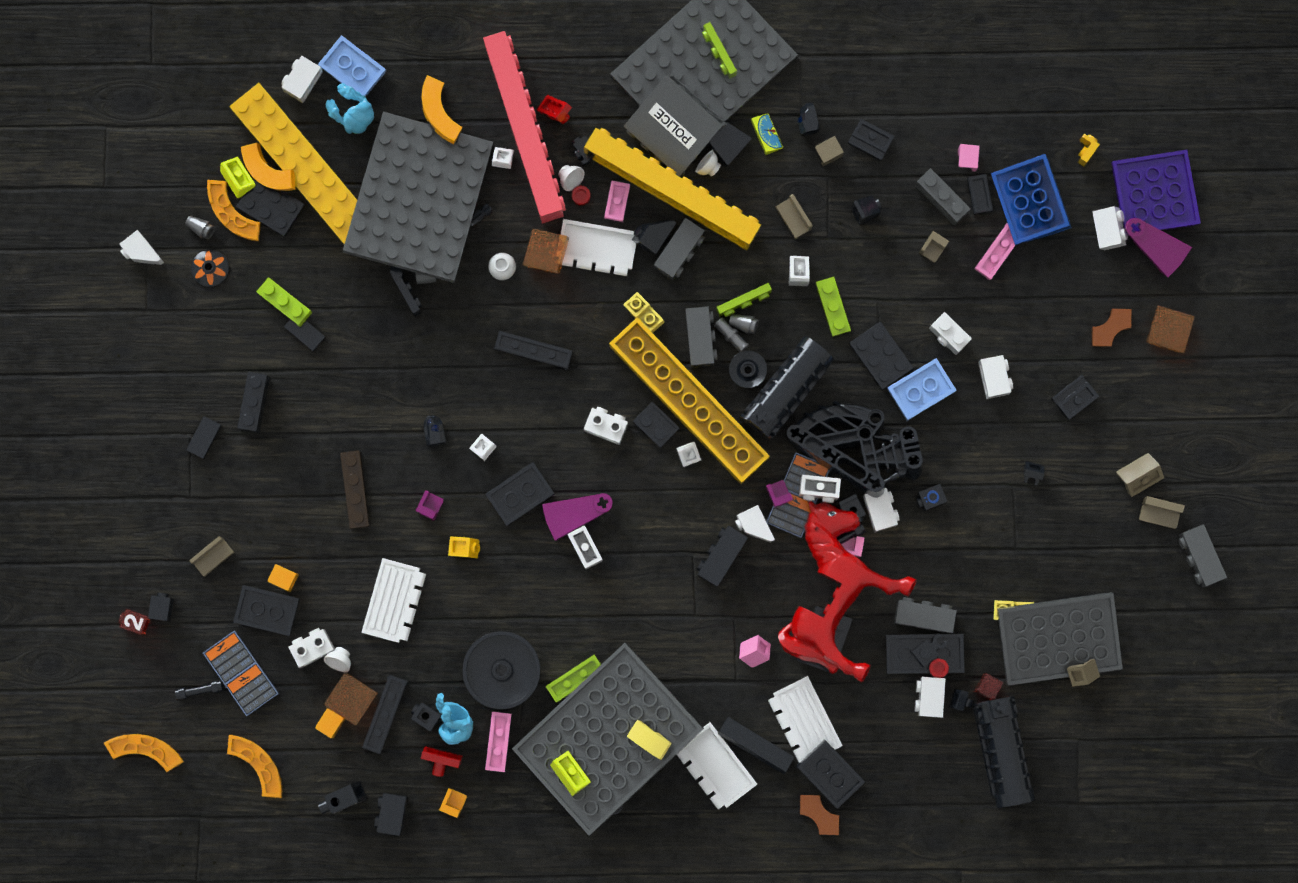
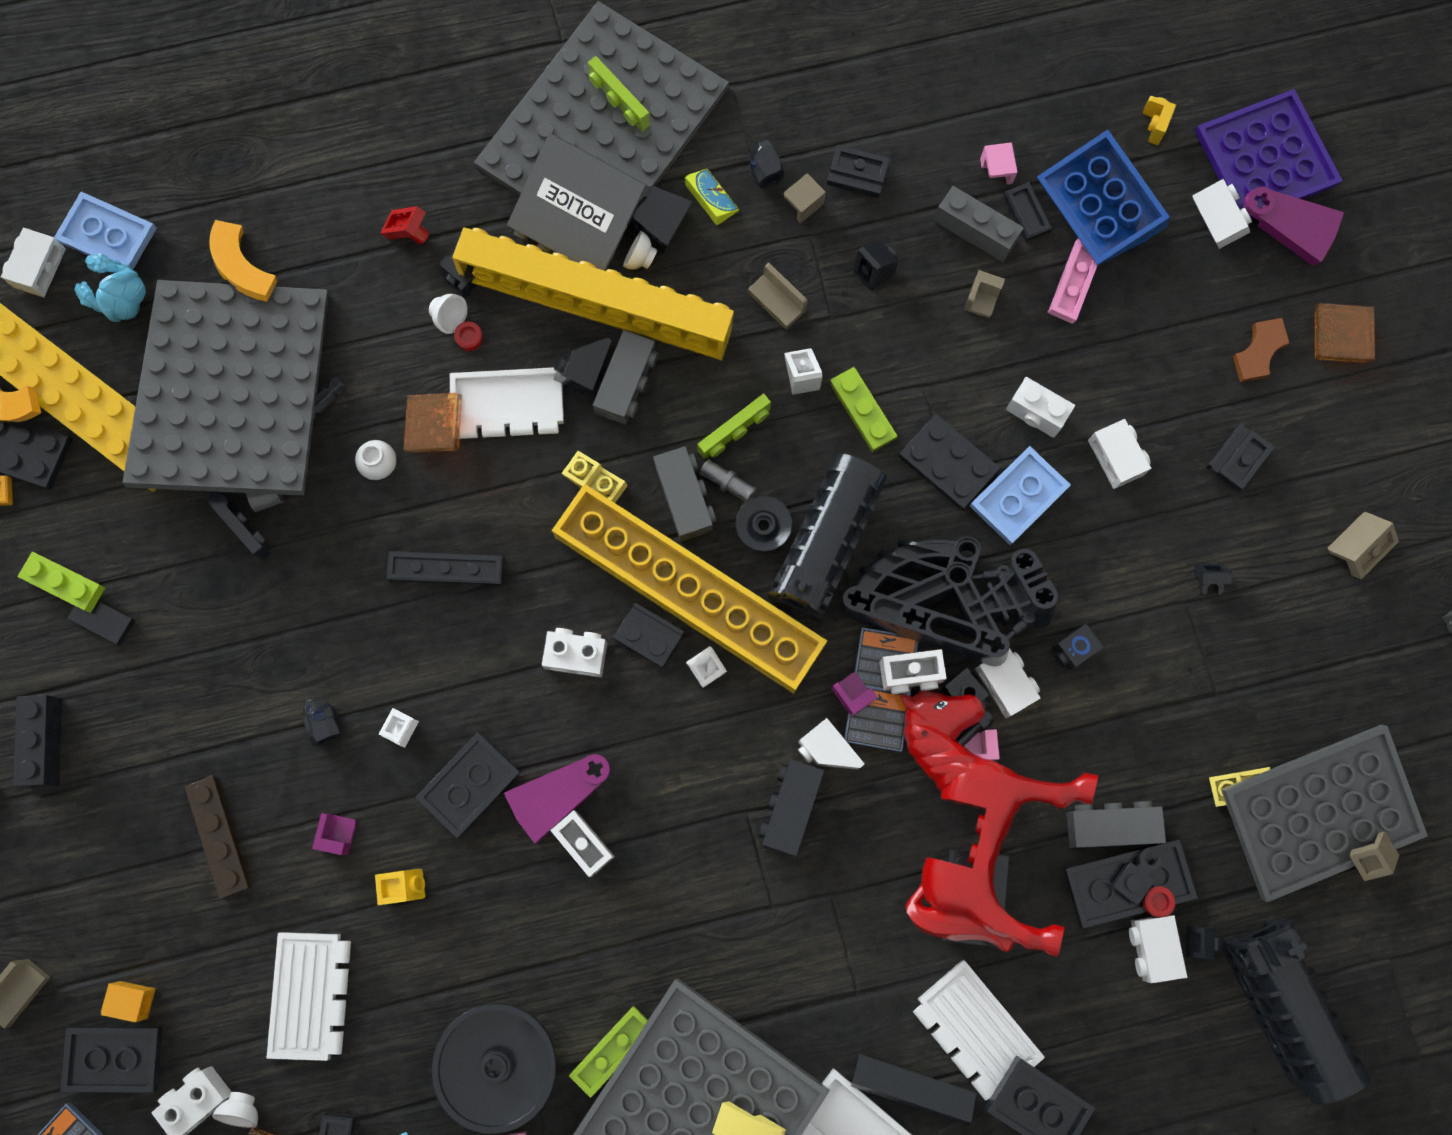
camera: 15 degrees left, 5 degrees down
(502, 157) = (345, 308): white tile -> none
(522, 121) = (366, 256): coral brick -> none
(617, 201) = (521, 331): bright pink plate -> none
(744, 323) = (742, 460): flat silver cone -> none
(755, 651) = (875, 941): bright pink panel -> none
(988, 686) = (1240, 911): clear red brick -> none
(1160, 512) = (1409, 590): dark tan panel -> none

